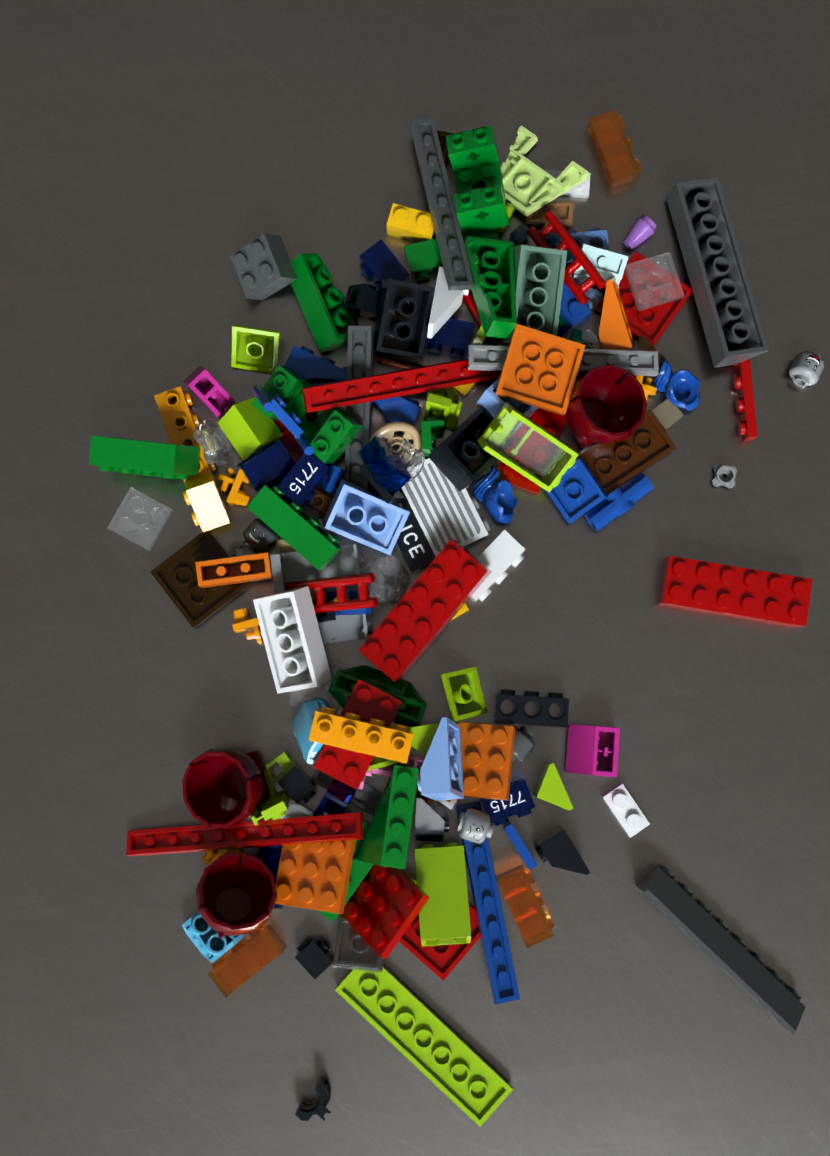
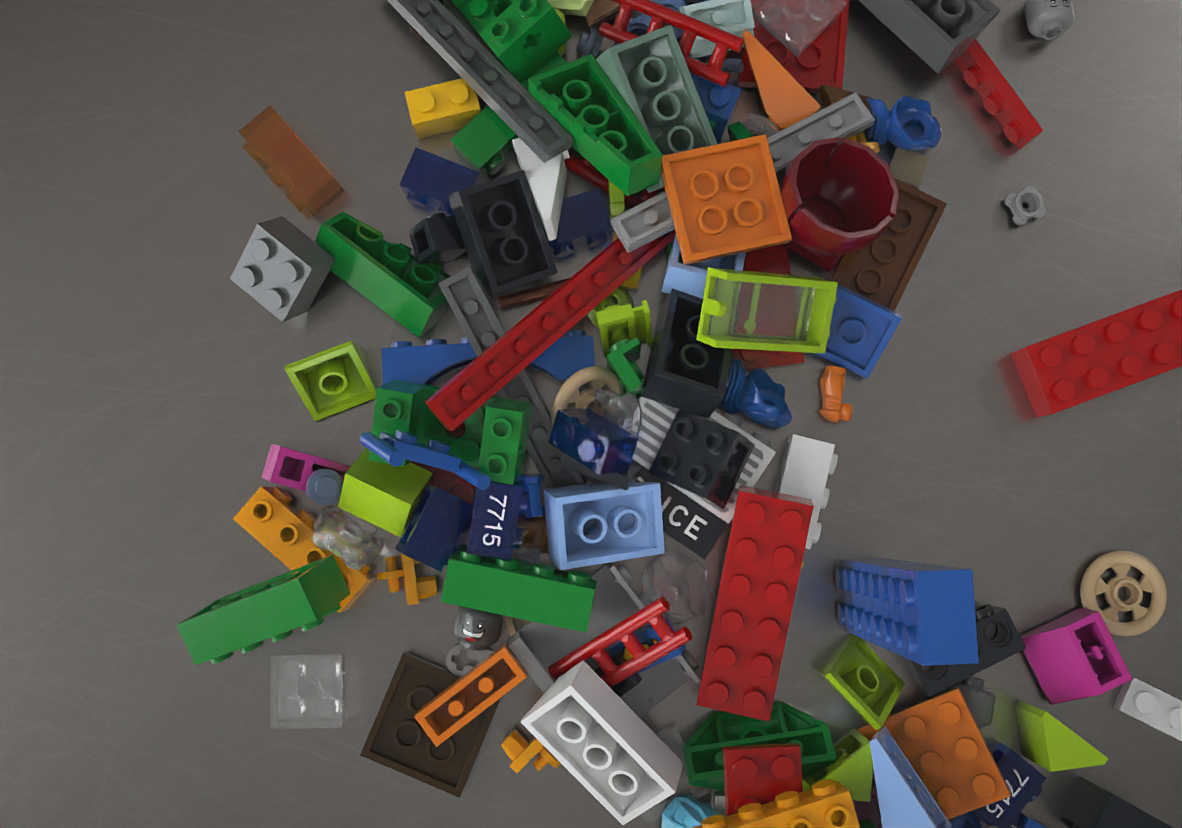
camera: 25 degrees left, 0 degrees up
(207, 503) = (383, 621): brick -> none
(216, 406) = (324, 486): none -> sand blue plate
(302, 206) = (290, 162): none -> clear orange brick
(443, 512) = (702, 457): none -> black bracket
(500, 641) = (910, 609): none -> blue brick
(544, 520) = (832, 390): none -> orange arm
(619, 502) = (917, 312): blue piece -> none
(666, 736) = (1151, 581): none -> tan plate

